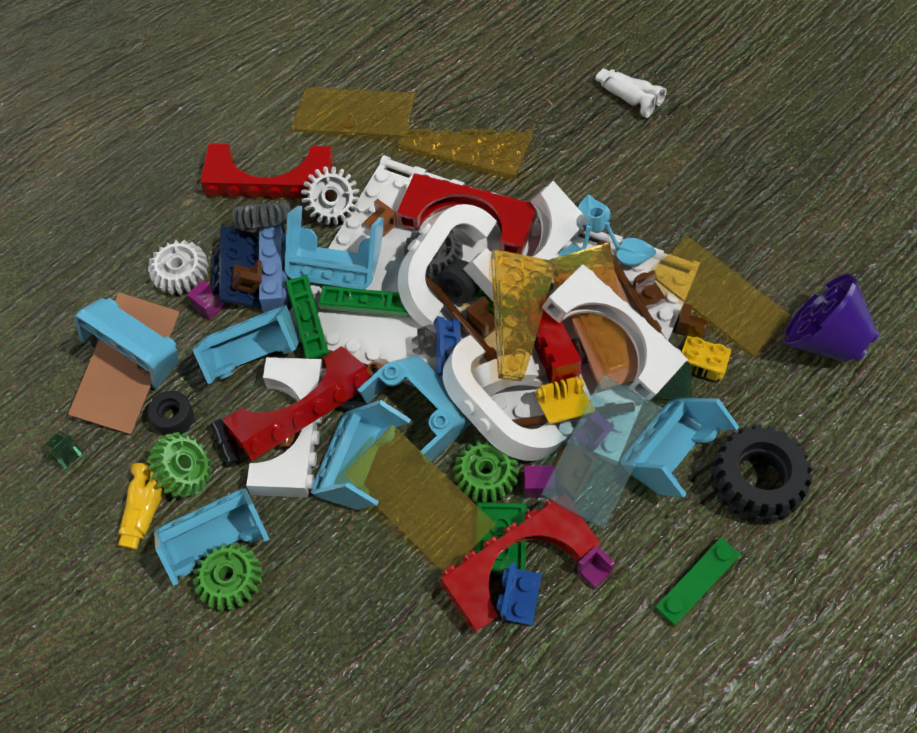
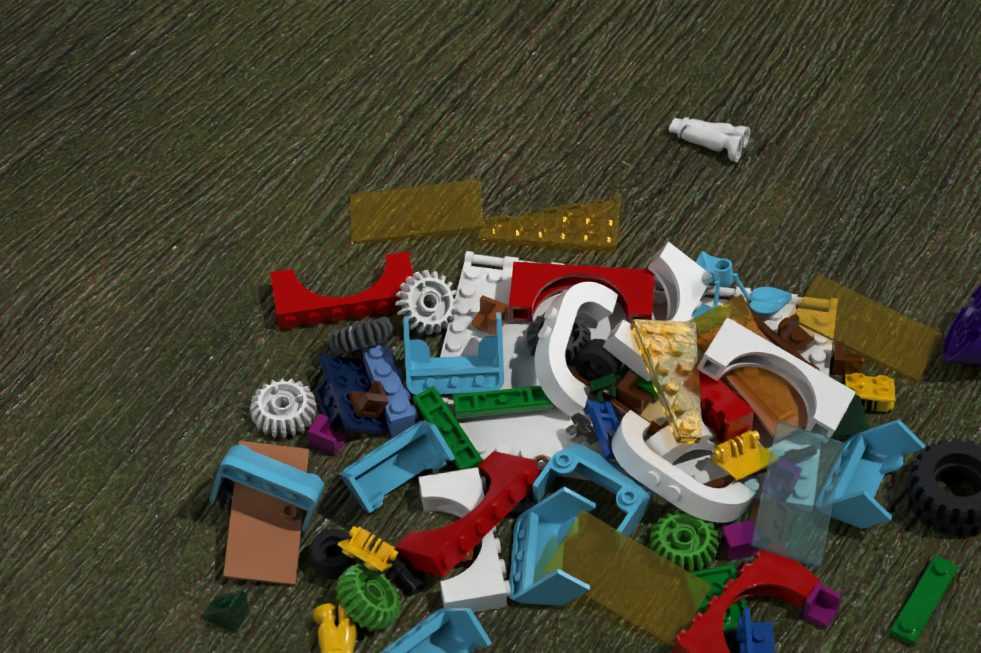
camera: 15 degrees left, 10 degrees down
(187, 424) = (374, 561): none -> yellow hinge
(454, 304) = (602, 384): none -> dark green tile

